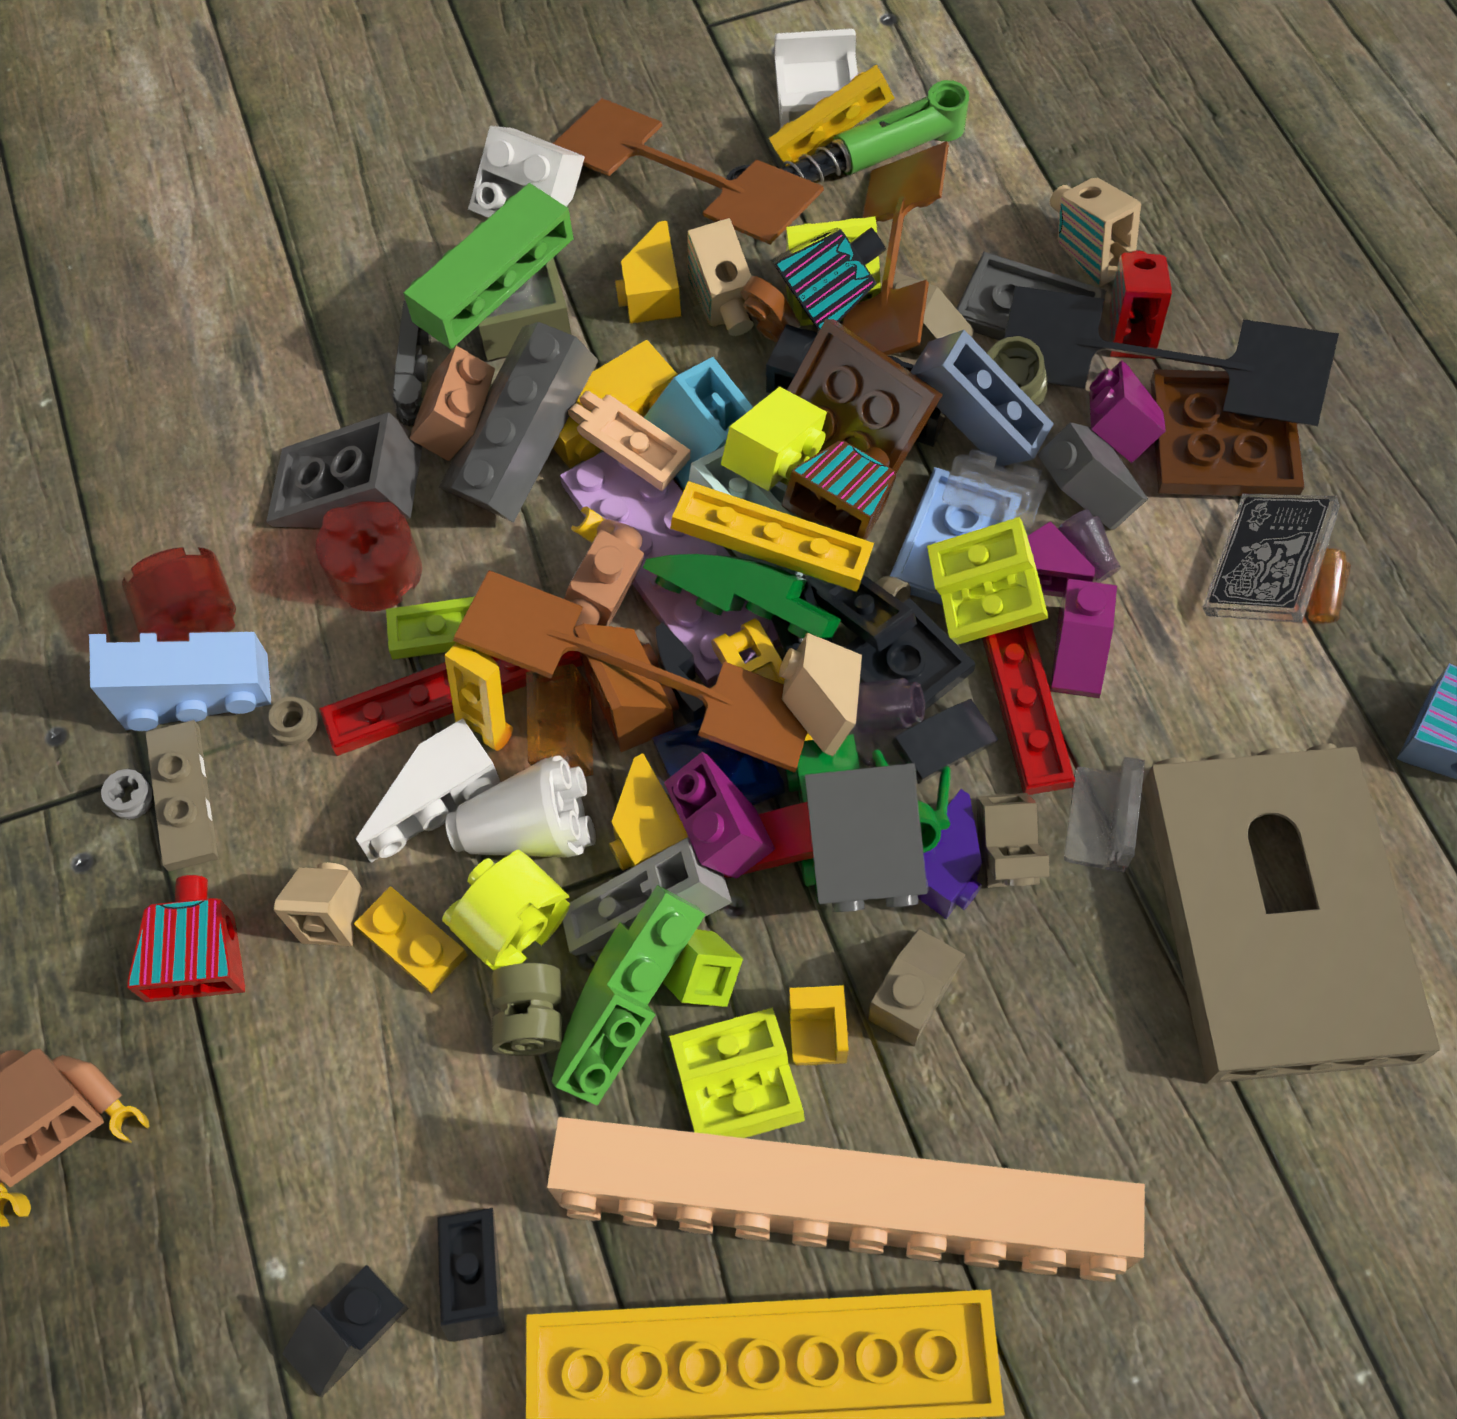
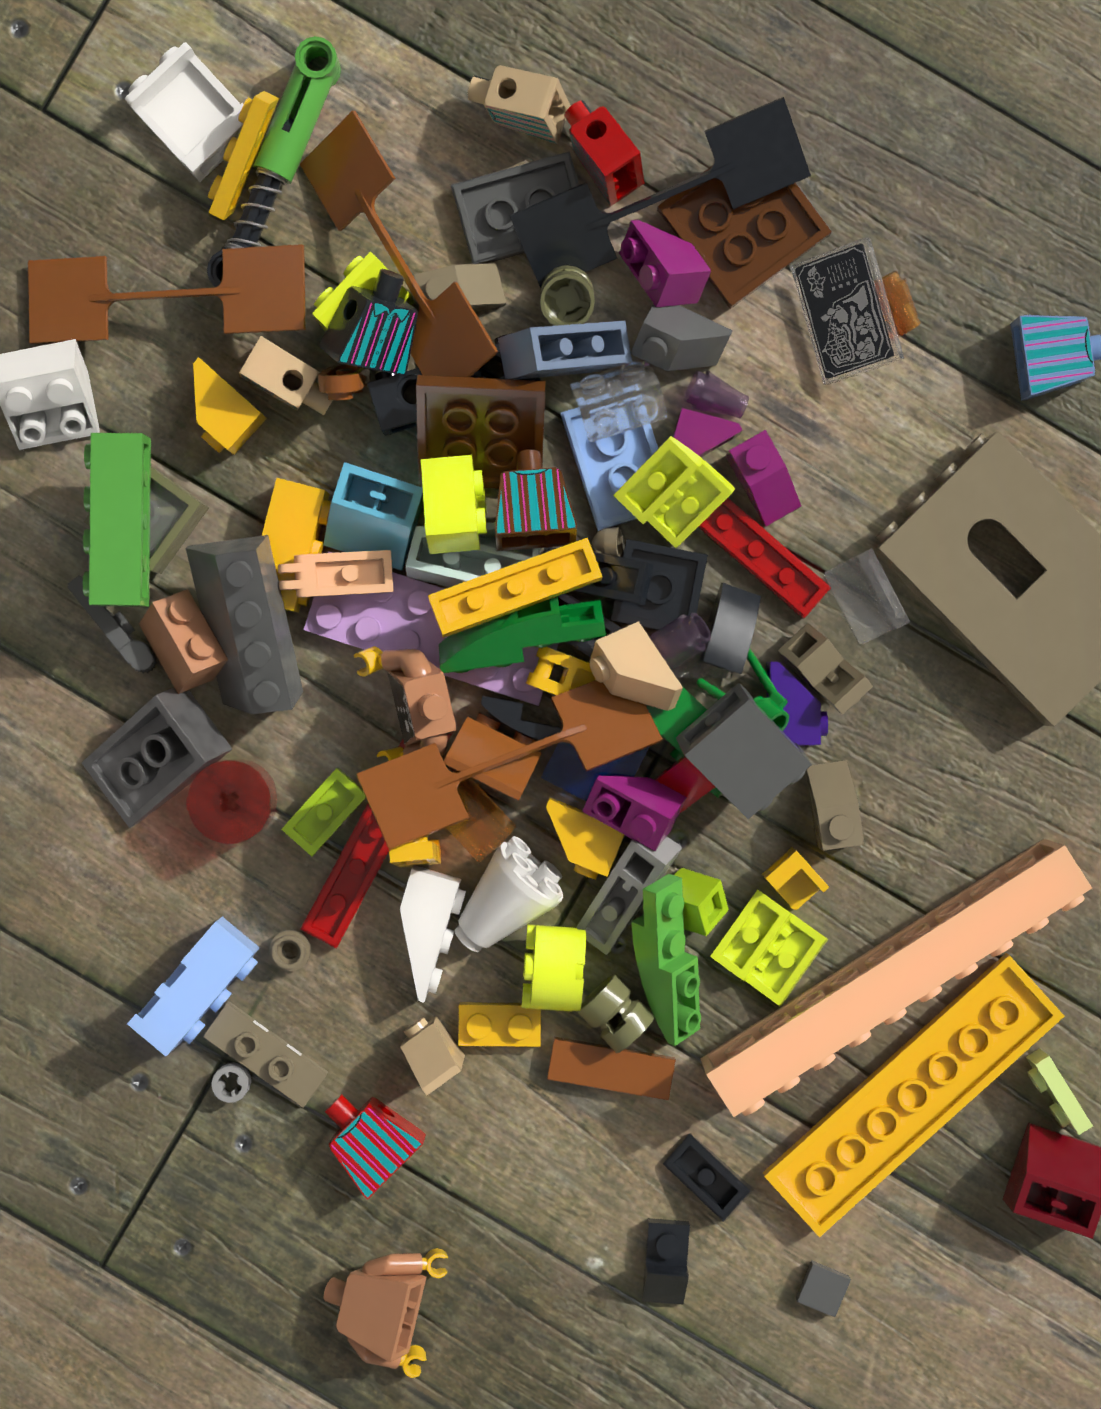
camera: 40 degrees left, 25 degrees up
(179, 595) = (138, 939): clear red brick -> none
(476, 1071) = (604, 1069): none -> dark orange tile

